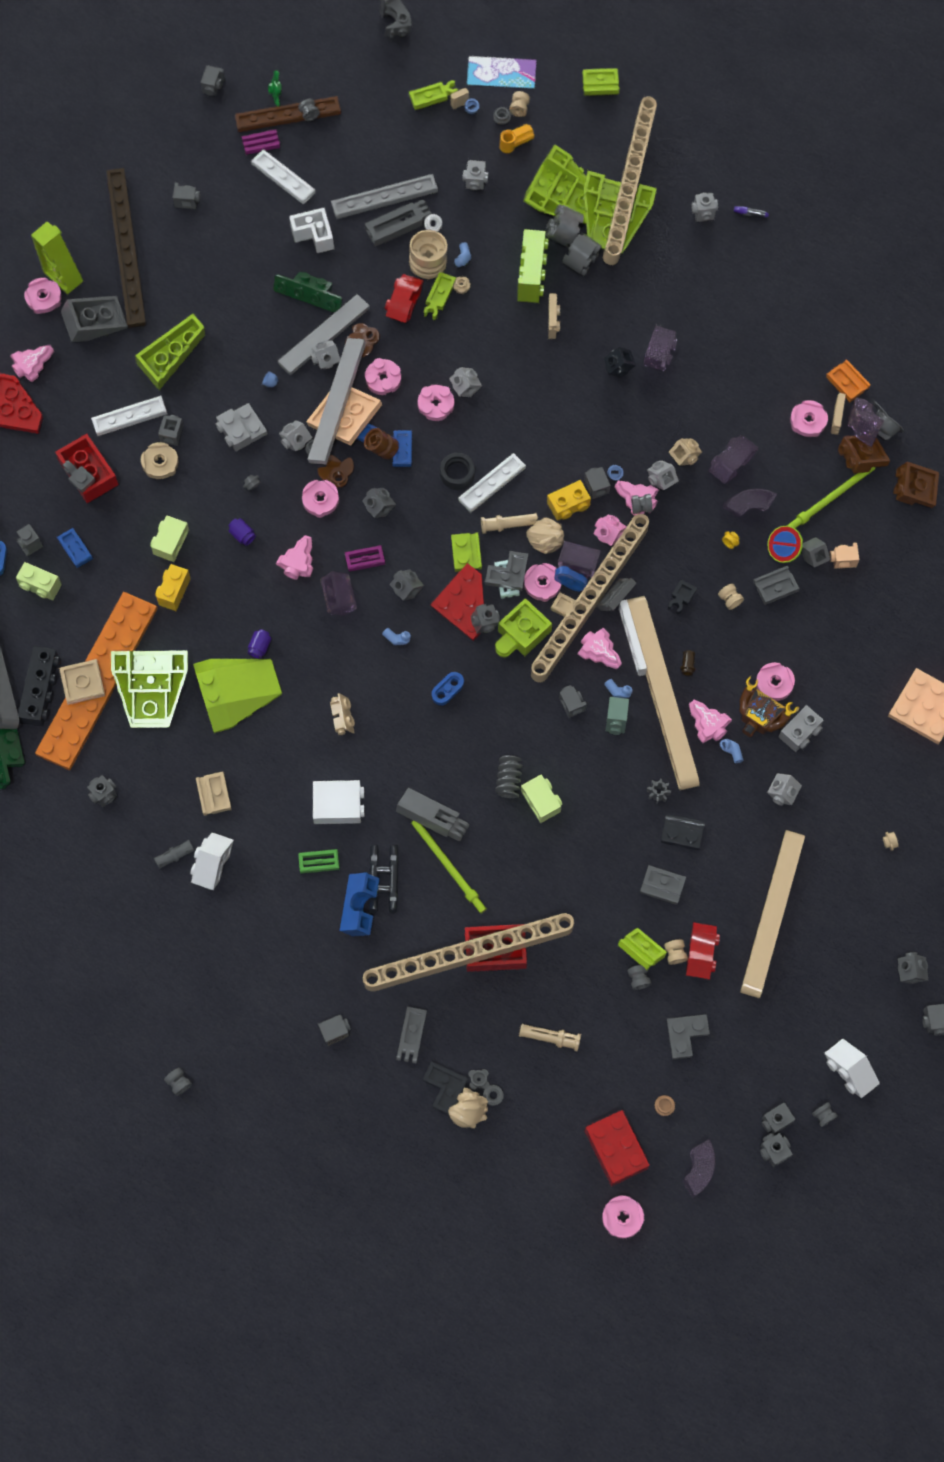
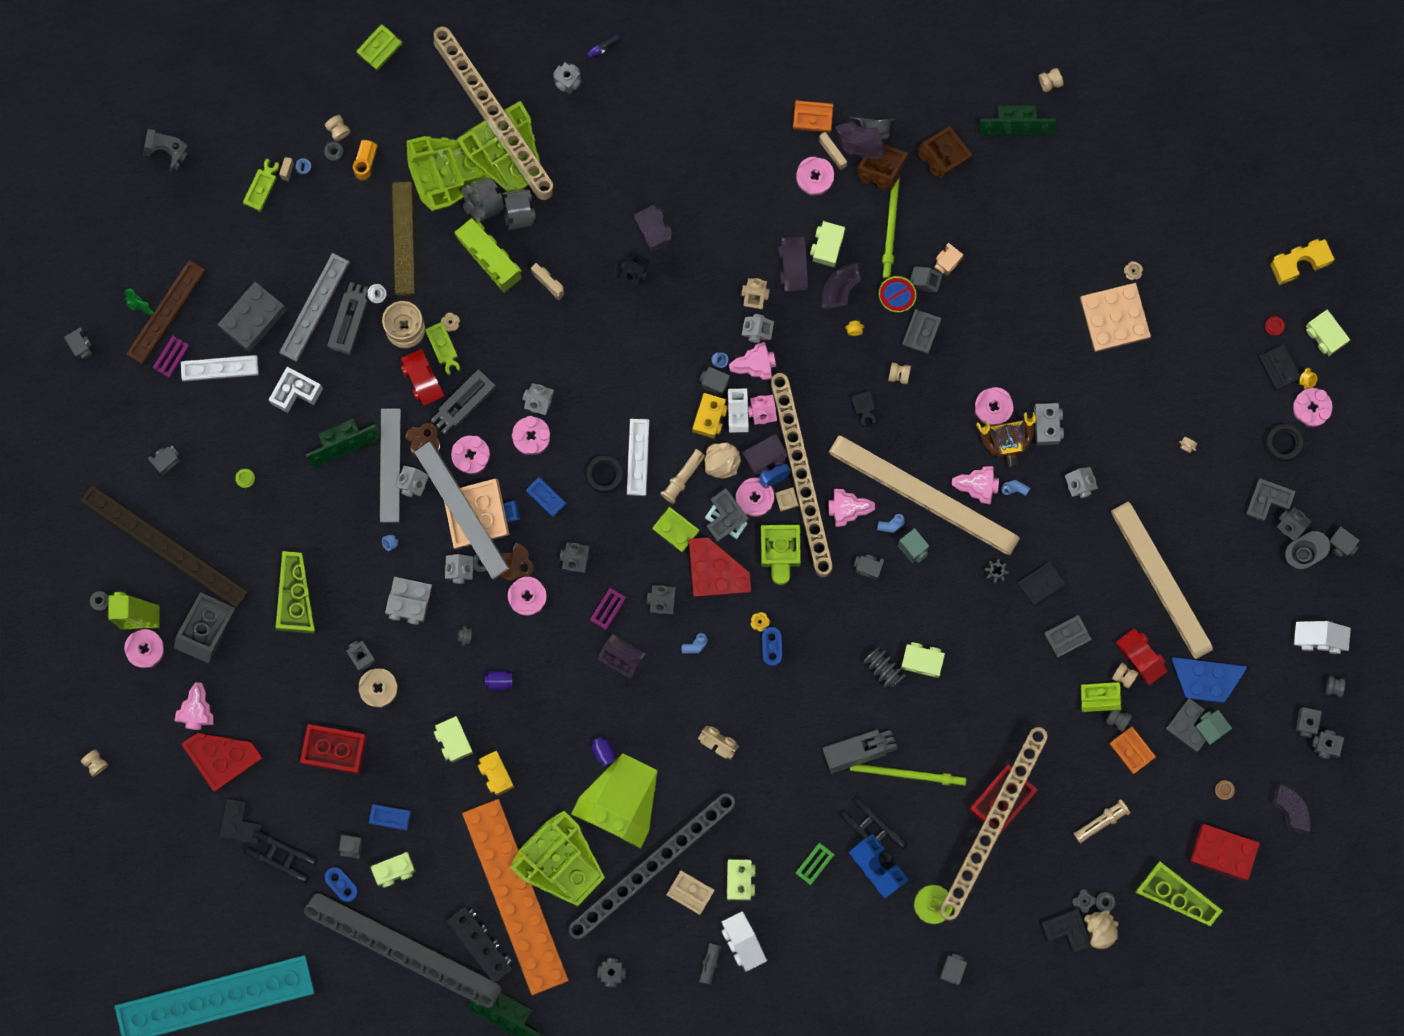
camera: 45 degrees left, 10 degrees up
(79, 478) = (343, 763): dark grey plate -> none
(82, 681) = (509, 909): tan tile -> none
(129, 415) = (315, 676): white tile -> none
(200, 744) = (656, 857): none -> dark grey beam
(223, 255) = (245, 478): none -> lime plate
(255, 818) = (739, 880): none -> yellowish green brick
(298, 559) = (562, 659): bright pink rock -> none
(308, 109) = (183, 295): dark grey wheel -> none
(337, 163) = (252, 317): none -> dark grey brick
(337, 802) = (784, 808): white brick -> none
(363, 964) = (929, 902): none -> lime piece
(381, 443) = (530, 510): reddish brown wheel -> none
(412, 1034) = (1008, 918): dark grey hinge -> none
(422, 339) = (468, 397): none -> dark grey hinge
(457, 660) = (760, 616): none -> yellow plate
(464, 257) = (429, 297): medium blue arm -> none
(475, 175) = (365, 217): light grey brick -> none
(485, 618) = (748, 569): dark grey brick -> none
(488, 207) = (403, 238): none -> clear yellow tile
(501, 72) = (292, 112): sticker -> none
(550, 1140) = (1172, 891): none -> lime wedge
(595, 508) = (738, 410): none -> white brick
(616, 594) = (818, 454): dark grey plate -> none
(626, 1009) = (1132, 750): none -> orange plate
(629, 1207) = (1273, 883): bright pink plate -> none
(632, 638) = (862, 475): white tile -> none
(641, 503) = (769, 367): dark grey wheel -> none
(688, 663) = (920, 454): dark brown pin -> none
(703, 1050) = (1213, 726): none -> sand green brick
(734, 1016) = (1207, 679): none -> blue wing
(770, 467) = (828, 244): none -> yellowish green brick
(903, 996) = (1307, 550): none -> dark grey piece
(914, 930) = (1267, 494): none -> dark grey plate

